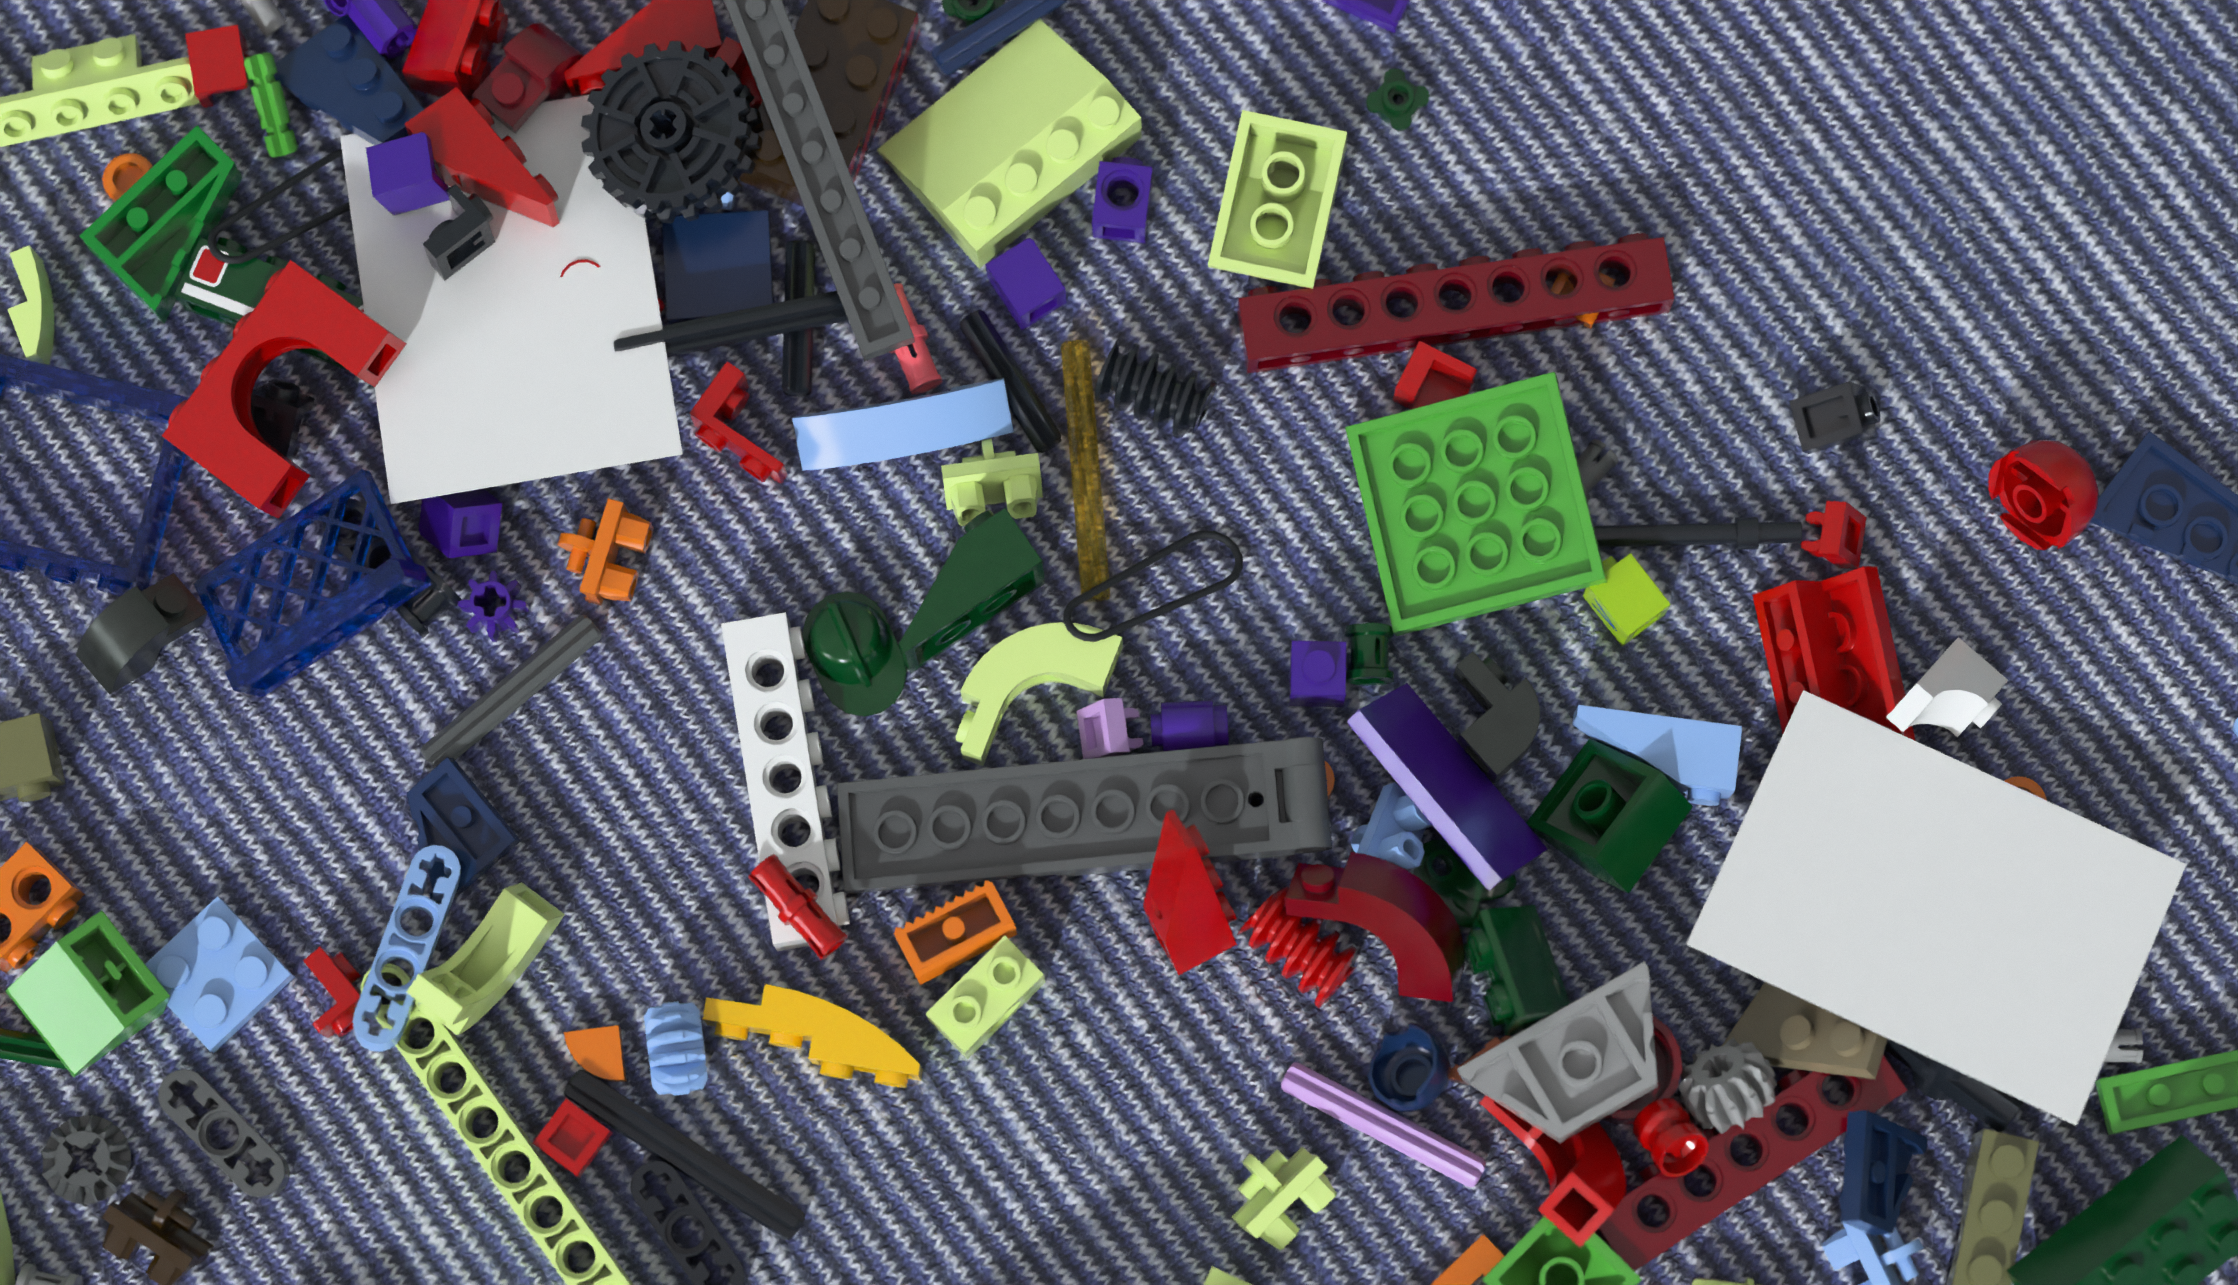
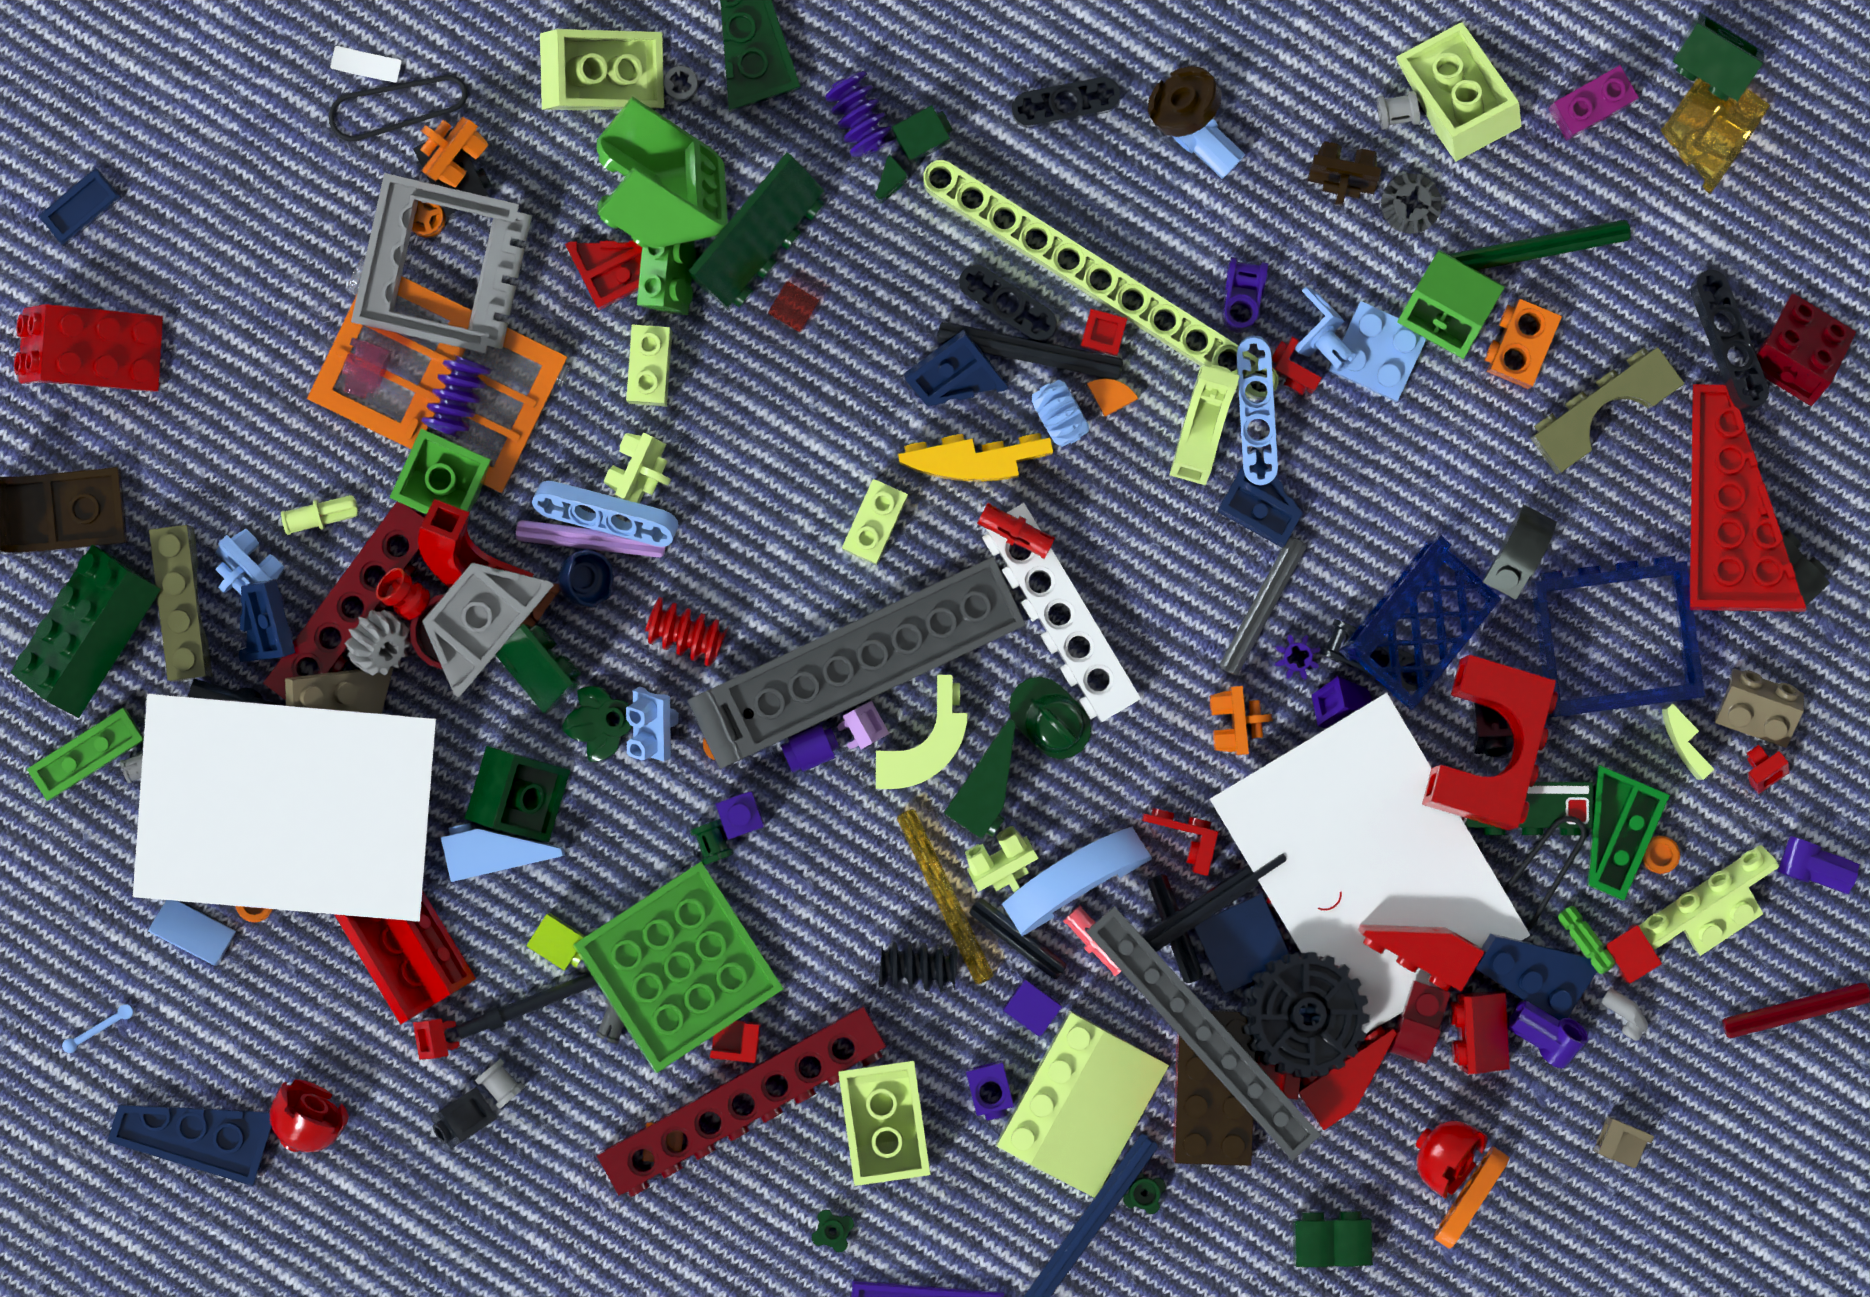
camera: 155 degrees right, 10 degrees up
(205, 1095) = (1352, 271): dark grey beam -> none
(277, 1017) = (1324, 336): none -> light blue bracket
(360, 1123) = (1243, 287): none -> dark purple piece
(405, 174) = (1470, 919): dark purple panel -> none
(461, 239) = (1417, 886): black bracket -> none
(799, 1162) = (954, 372): none -> dark blue wing
(955, 932) = (910, 555): orange brick -> none
(1162, 609) = (878, 851): black piece -> none
(1182, 898) = (767, 630): red slope -> none
(1303, 1116) = (657, 527): none -> light blue beam
(1395, 909) = (632, 673): dark red arch -> none
(1447, 786) = (628, 770): dark purple tile -> none
(1510, 719) = (603, 828): pearl dark grey brick -> none
(1769, 444) = (500, 1083): none -> light grey bush
(1952, 692) = (323, 957): white arch -> none
(2117, 794) = (192, 931): none -> light blue slope

